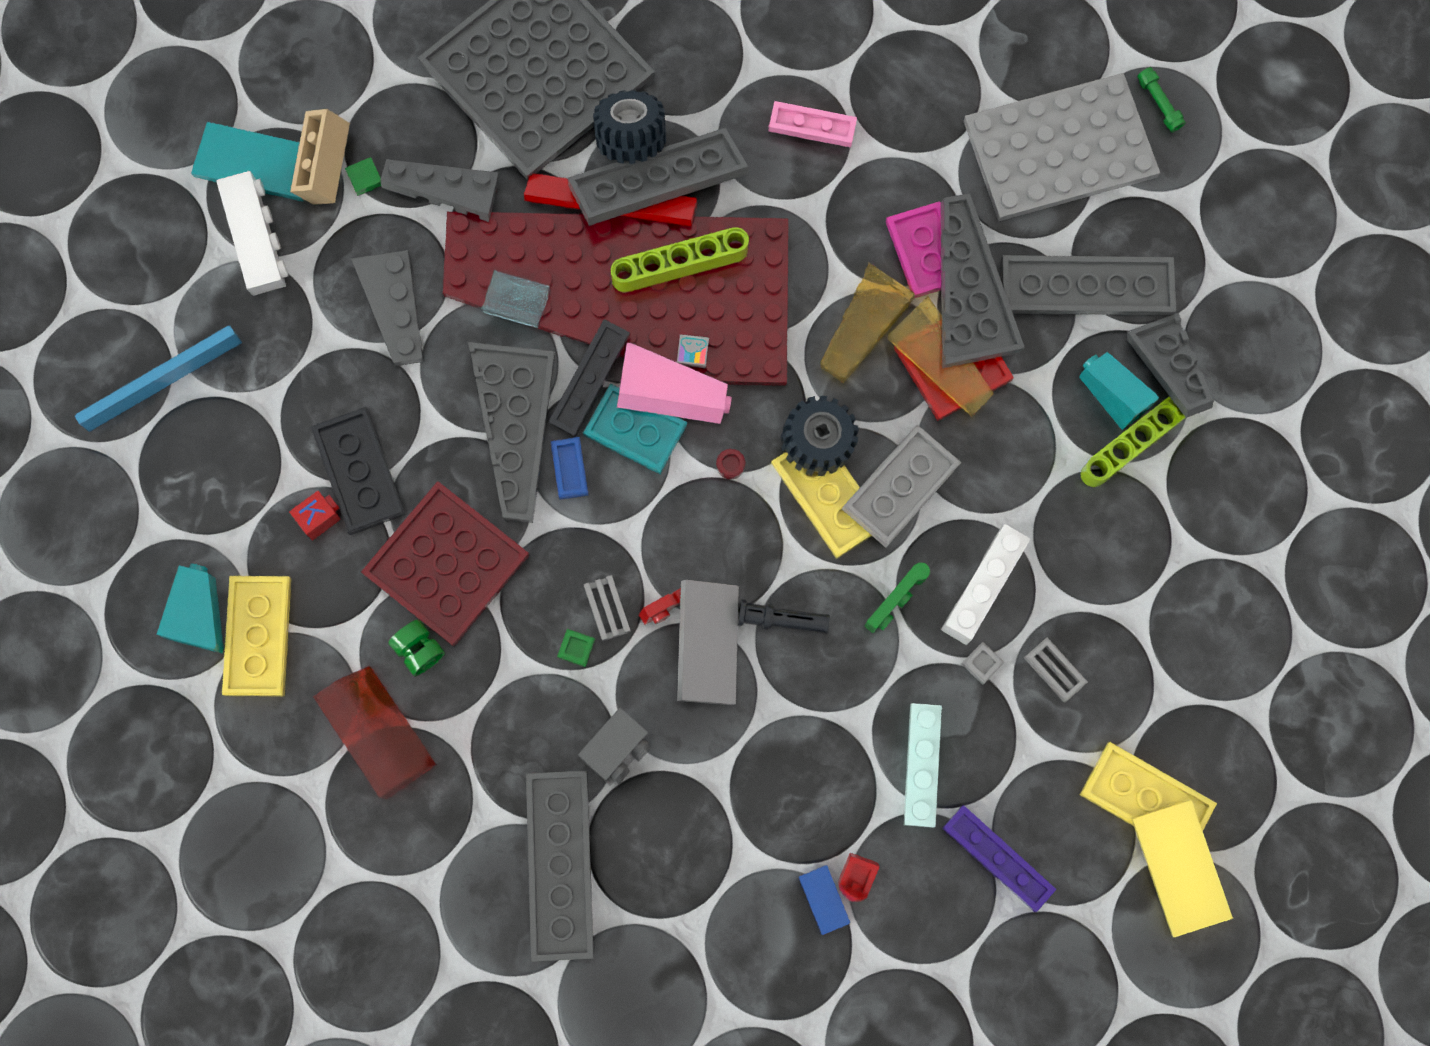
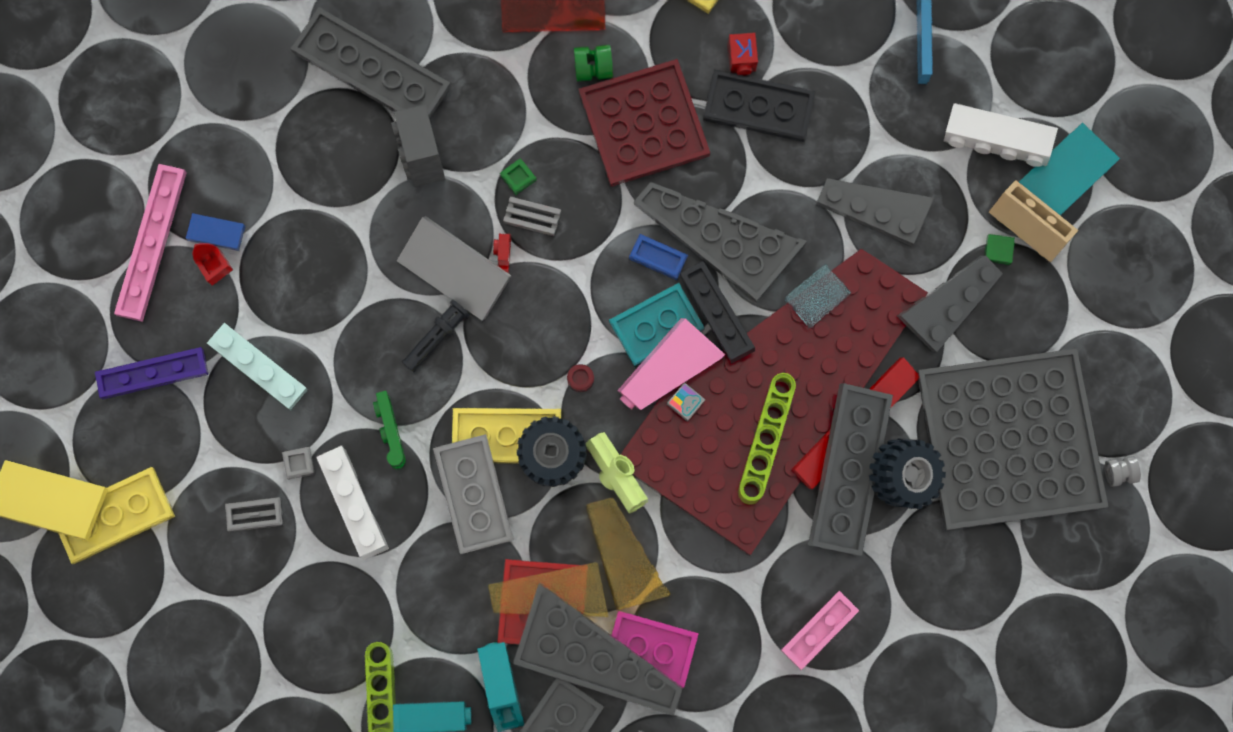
camera: 125 degrees right, 0 degrees up
(796, 371) = (616, 472): none -> yellowish green piece
(877, 954) = (150, 243): none -> bright pink plate
(1046, 351) = (500, 686): none -> teal slope

